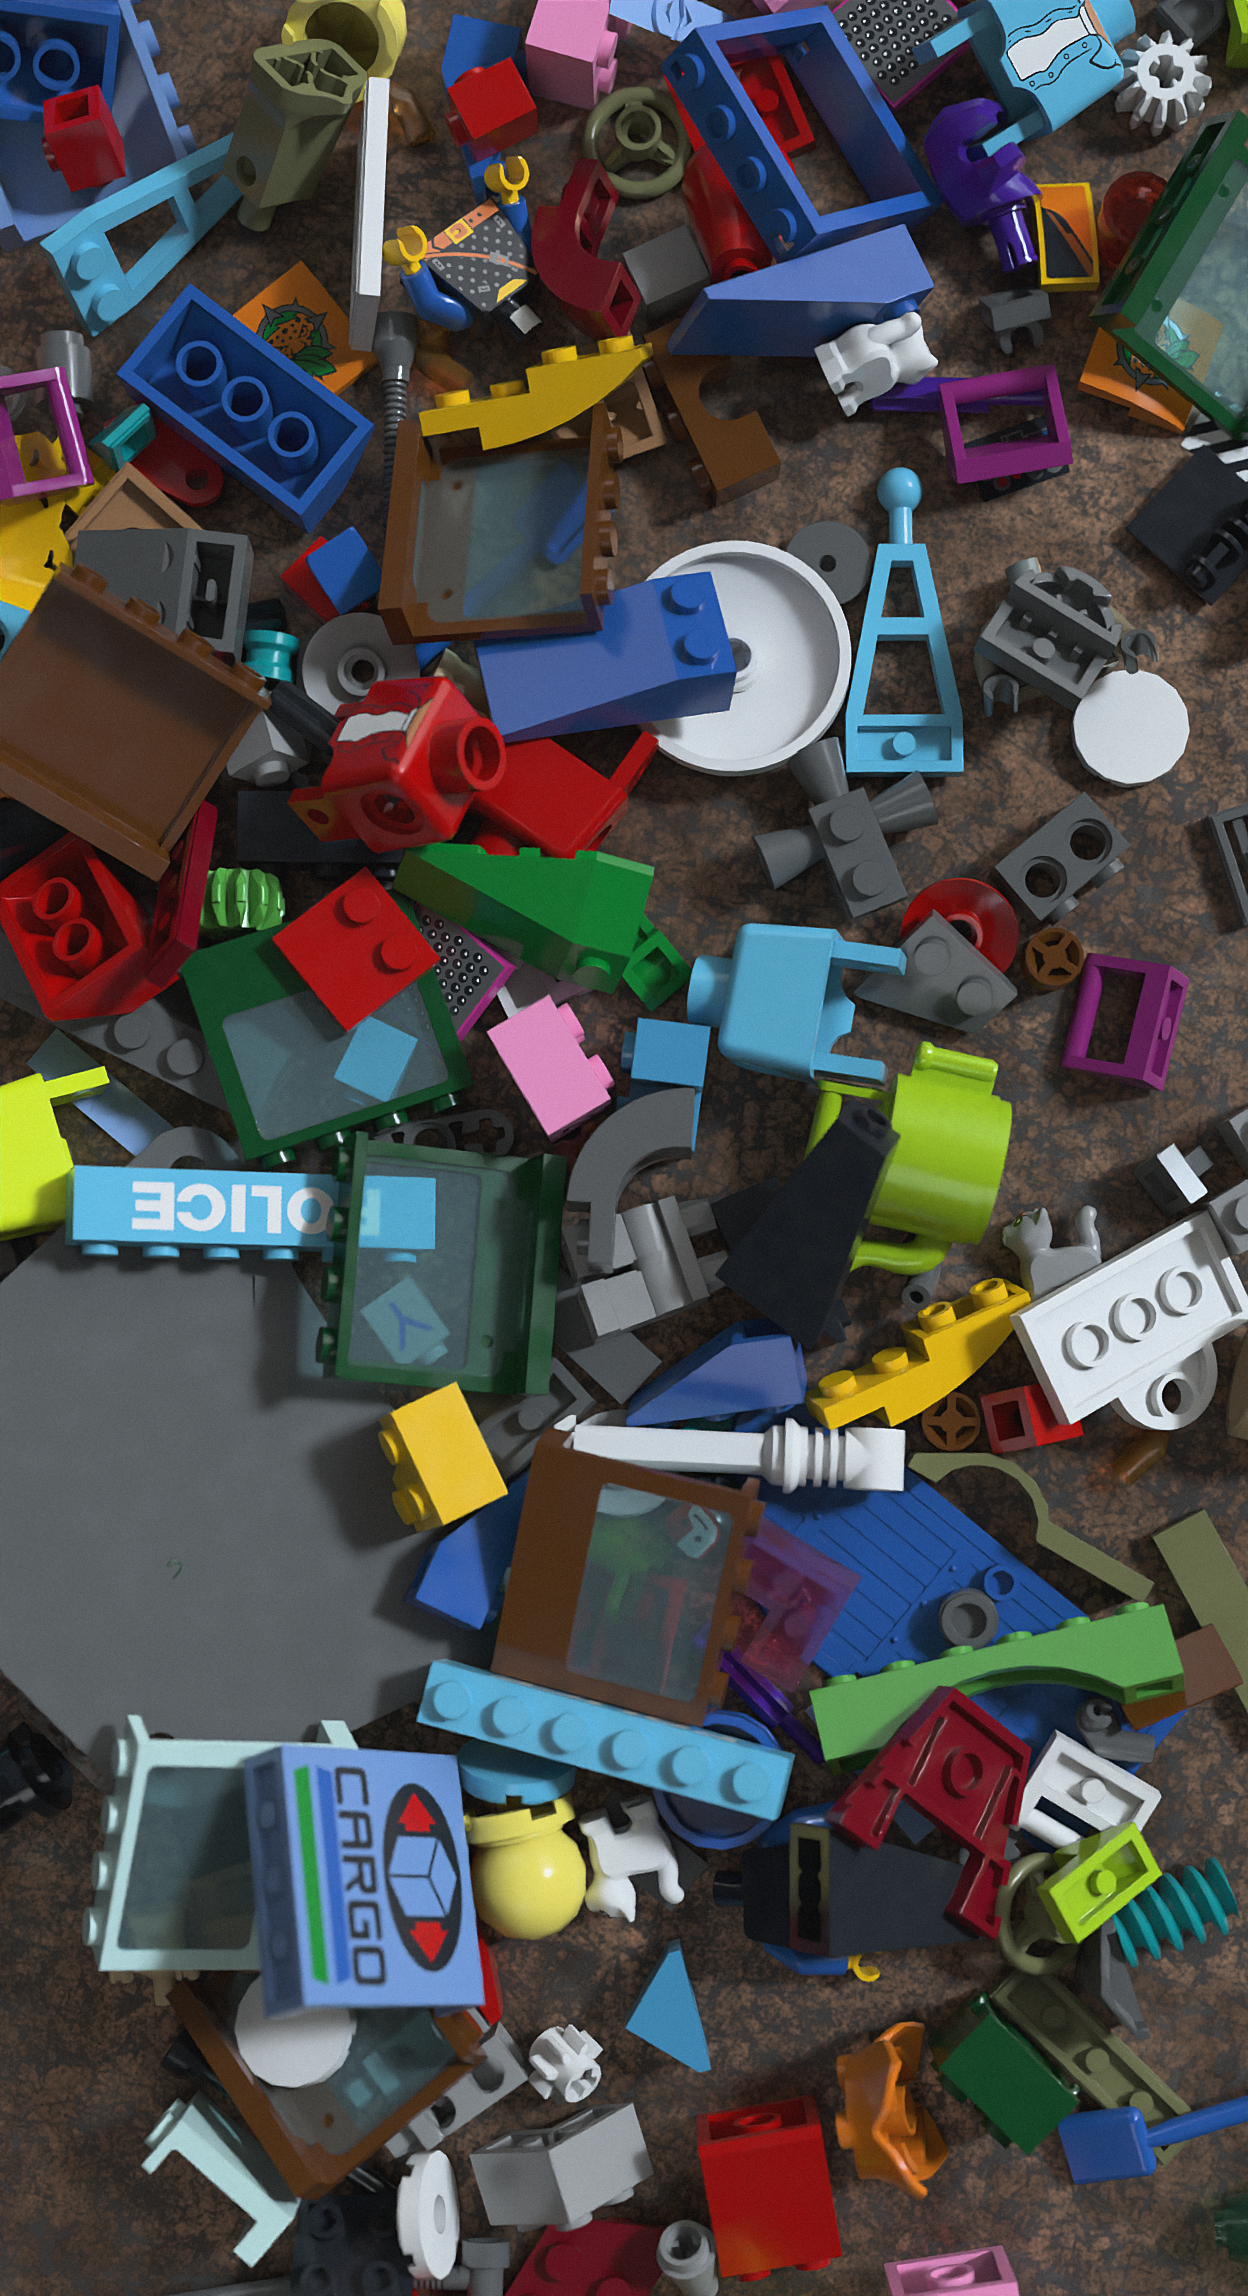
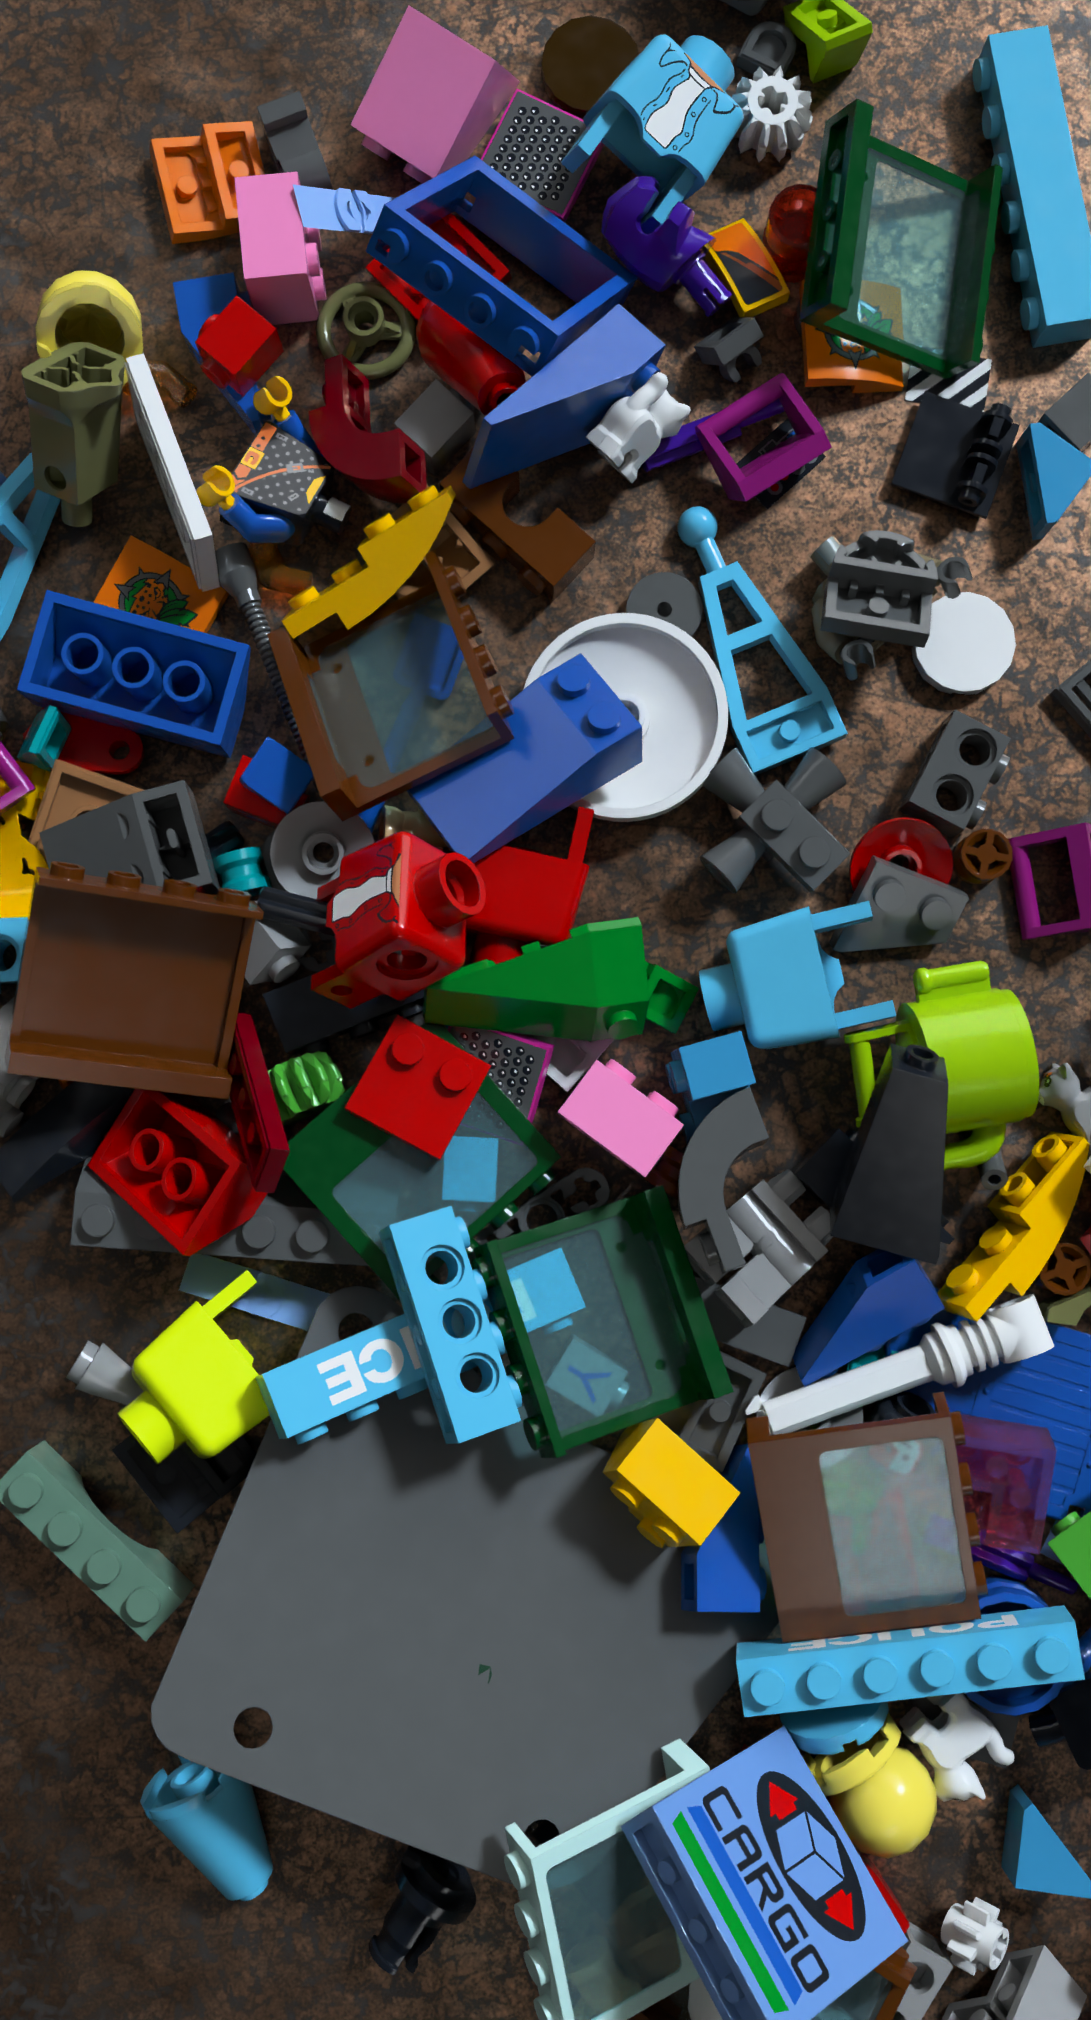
camera: 35 degrees left, 0 degrees up
(258, 1288) = (441, 1356): none -> medium azure brick

